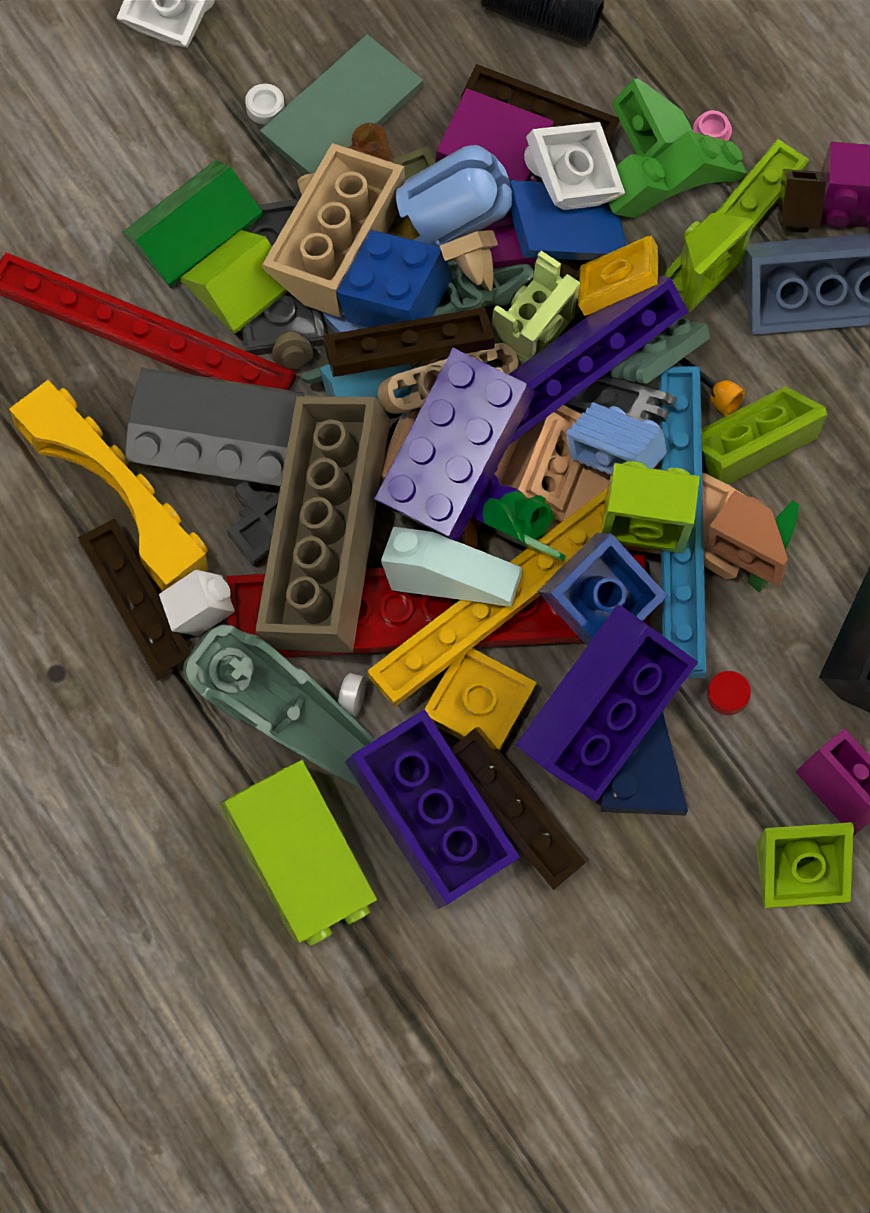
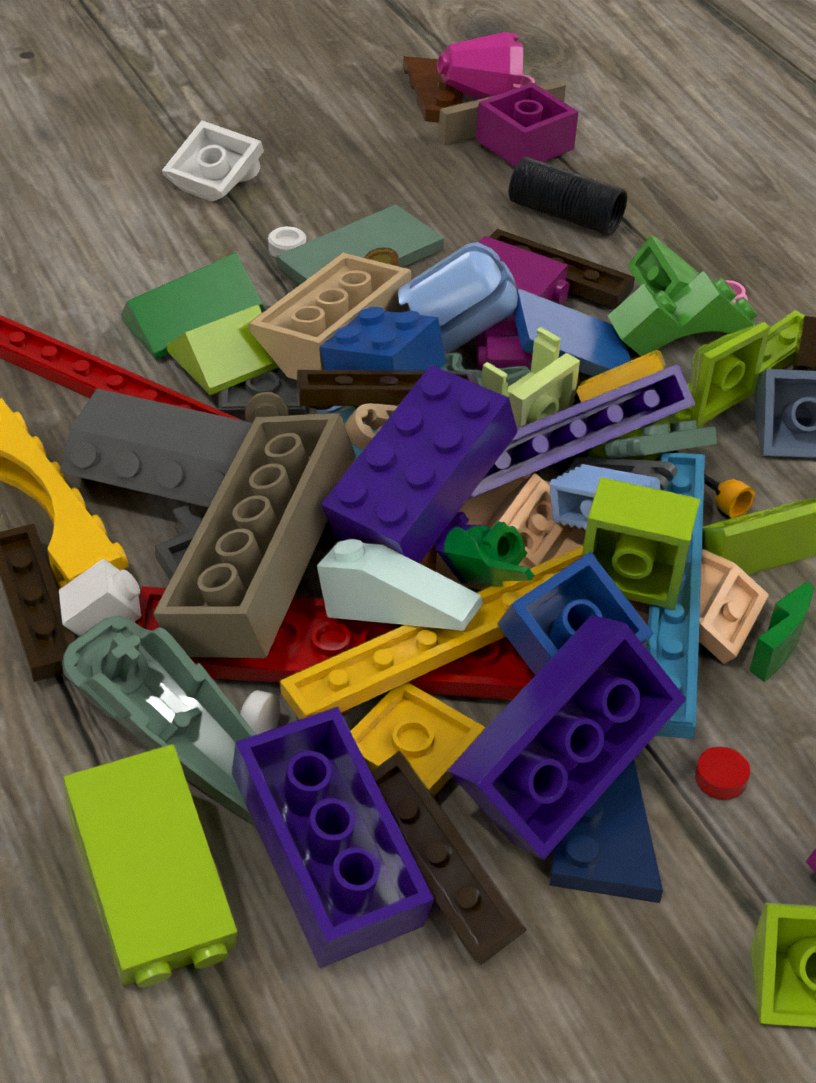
camera: 10 degrees right, 25 degrees down
(473, 256) = (467, 330): tan tile -> none
(574, 165) = (584, 288): white slope -> none
(749, 538) = (754, 601): nougat slope -> none

